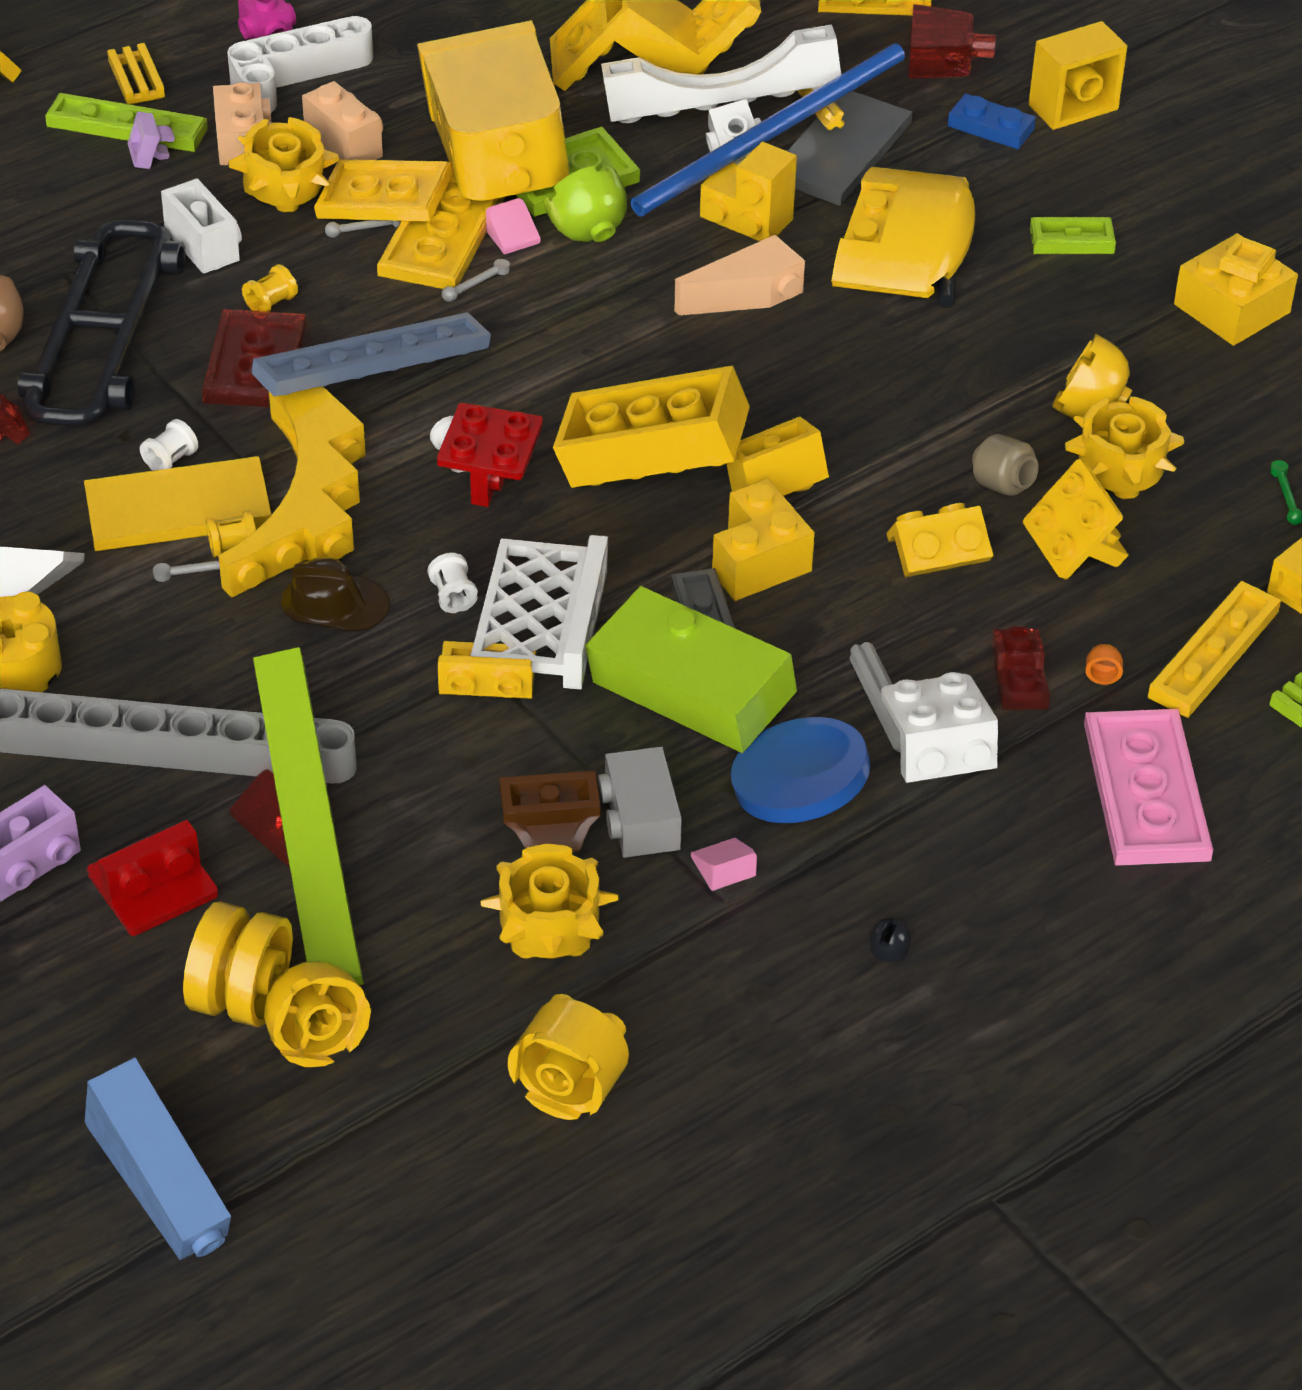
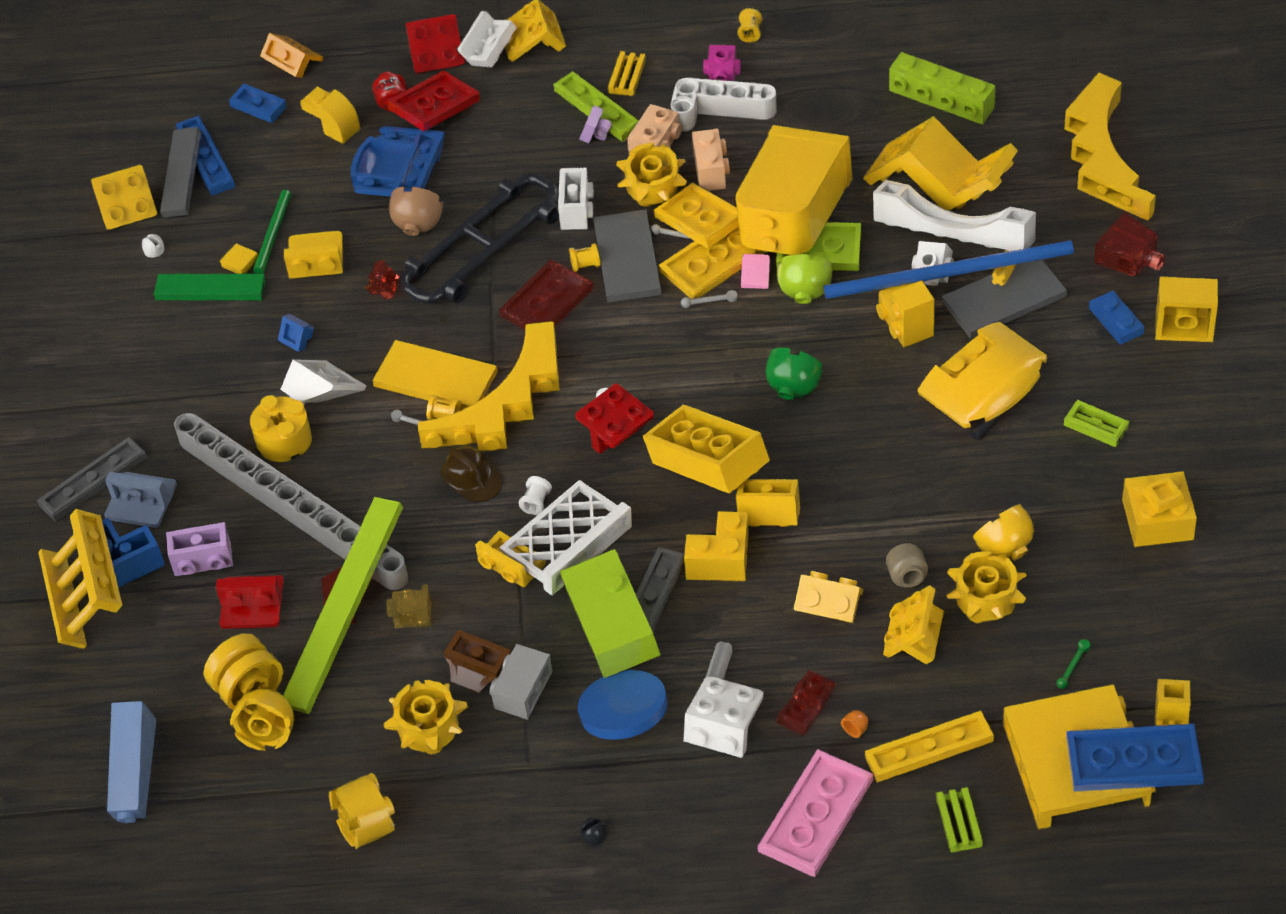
camera: 40 degrees right, 5 degrees up
(169, 446) = (453, 338): white bush -> none
(329, 272) = (627, 256): none -> dark grey tile
(370, 354) = (597, 327): sand blue plate -> none
(401, 785) = (410, 608): none -> clear yellow brick
(671, 310) = (792, 374): none -> green cylinder
(725, 863) = (543, 739): bright pink slope -> none
(743, 280) = (860, 368): light nougat slope -> none

